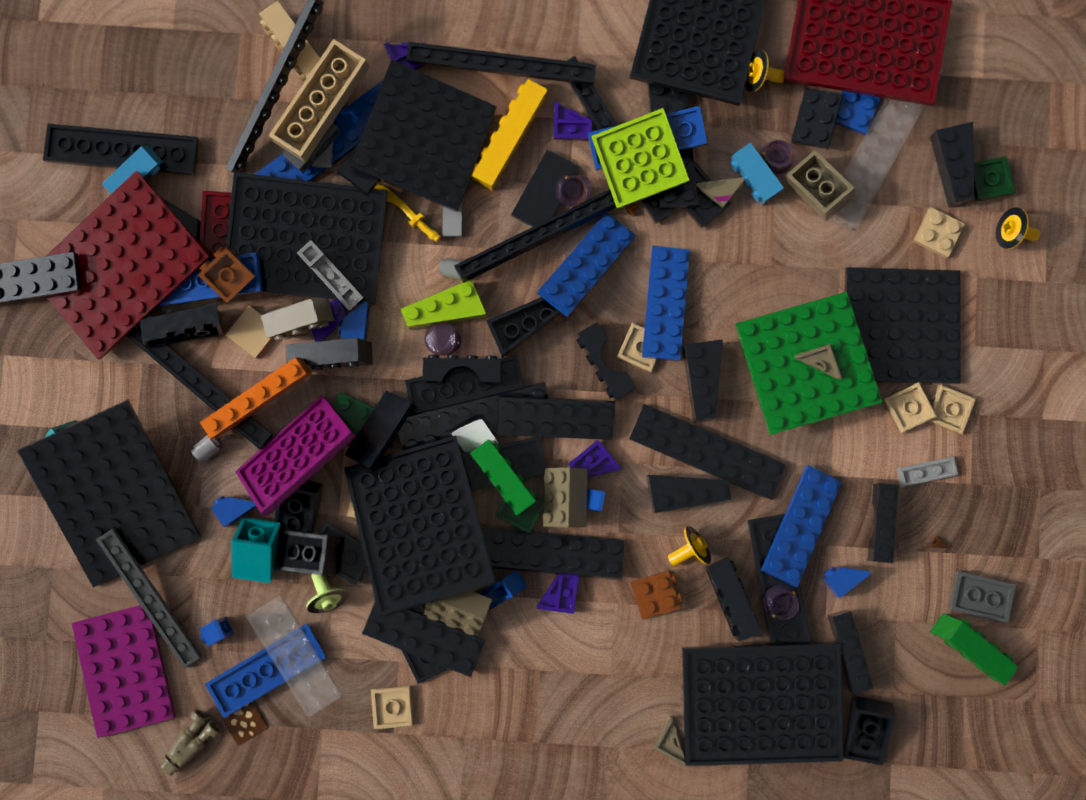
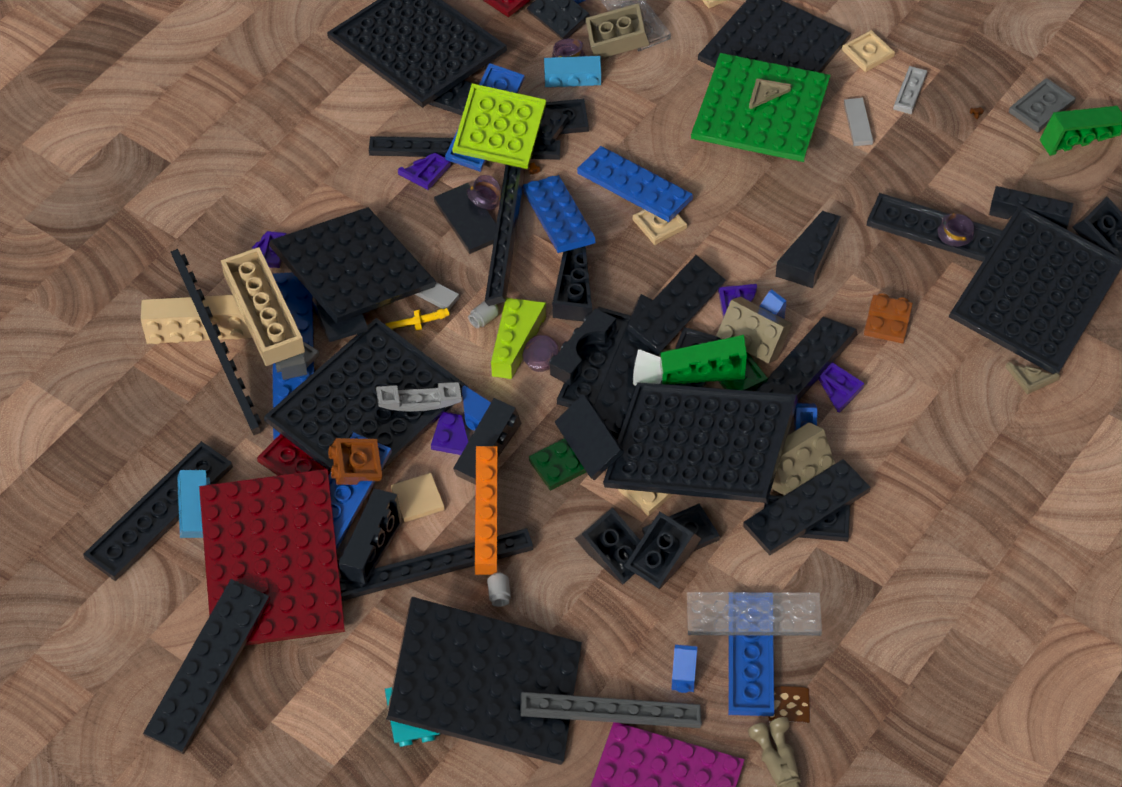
camera: 55 degrees left, 30 degrees down
(231, 509) = (573, 598): blue slope -> none
(255, 550) = (630, 595): teal slope -> none
(294, 455) = (563, 507): magenta plate -> none
(298, 319) = (438, 439): brick -> none
(327, 598) = (717, 560): yellowish green piece -> none
(392, 707) = (856, 572): tan tile -> none
(501, 63) = (334, 183): black plate -> none
(510, 134) = (398, 213): yellow brick -> none
(617, 383) = (674, 252): black arch -> none
(695, 546) = (864, 262): yellow piece -> none
(702, 372) = (721, 190): black wedge -> none
(707, 451) = (783, 223): black plate -> none
(720, 190) = (567, 97): dark tan tile -> none
(732, 599) = (931, 263): black wedge -> none
(760, 71) = (490, 20): yellow piece -> none
(801, 526) = (898, 187): blue plate -> none
(842, 580) = (964, 184): blue slope -> none
(860, 448) = (858, 122): none -> light grey tile
(885, 511) = (953, 144): black arch -> none
(910, 408) = (848, 72): tan tile -> none

